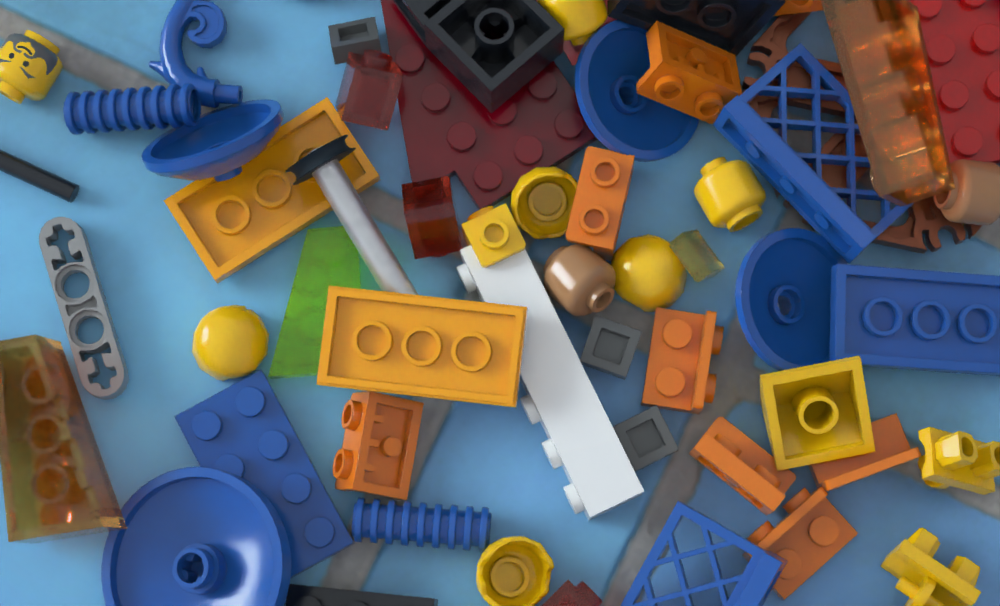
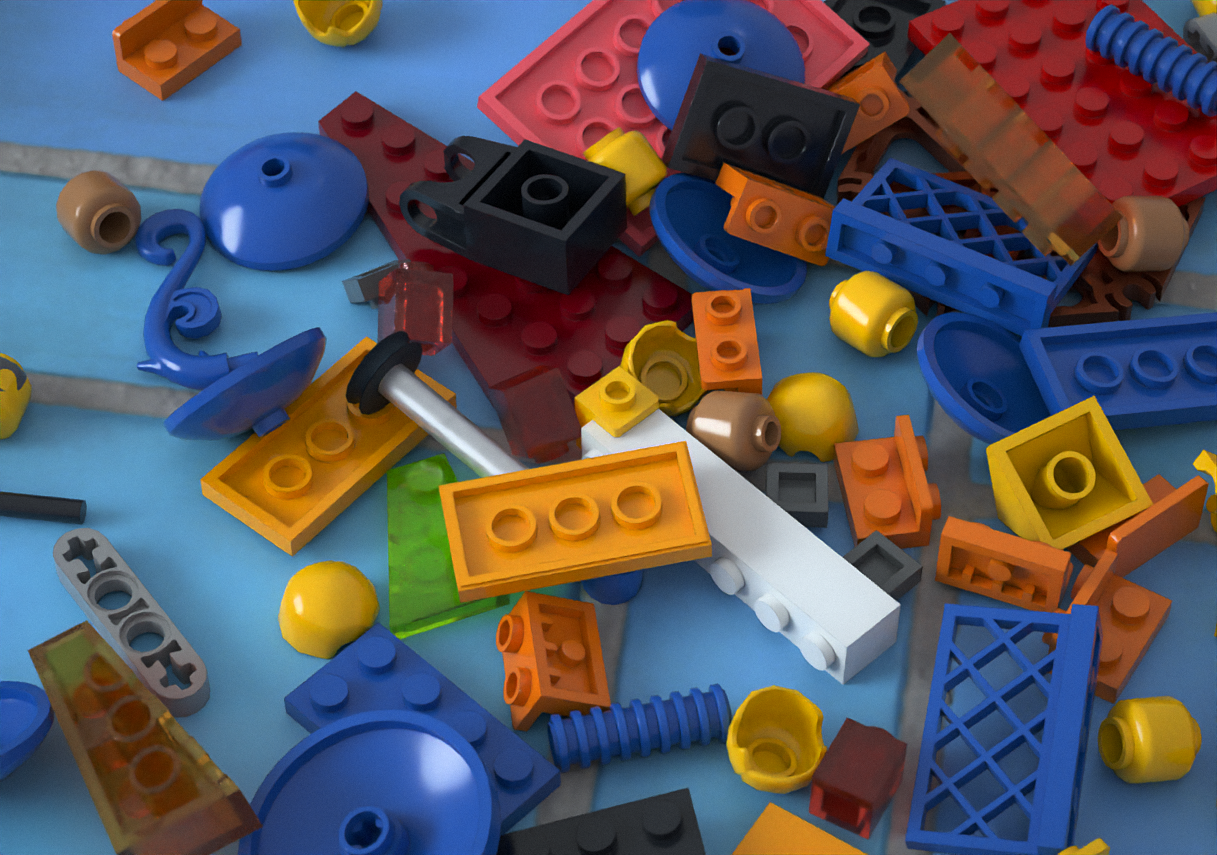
camera: 20 degrees left, 30 degrees down
(132, 109) = (130, 399): blue piece -> none
(696, 255) = (861, 381): clear yellow tile -> none

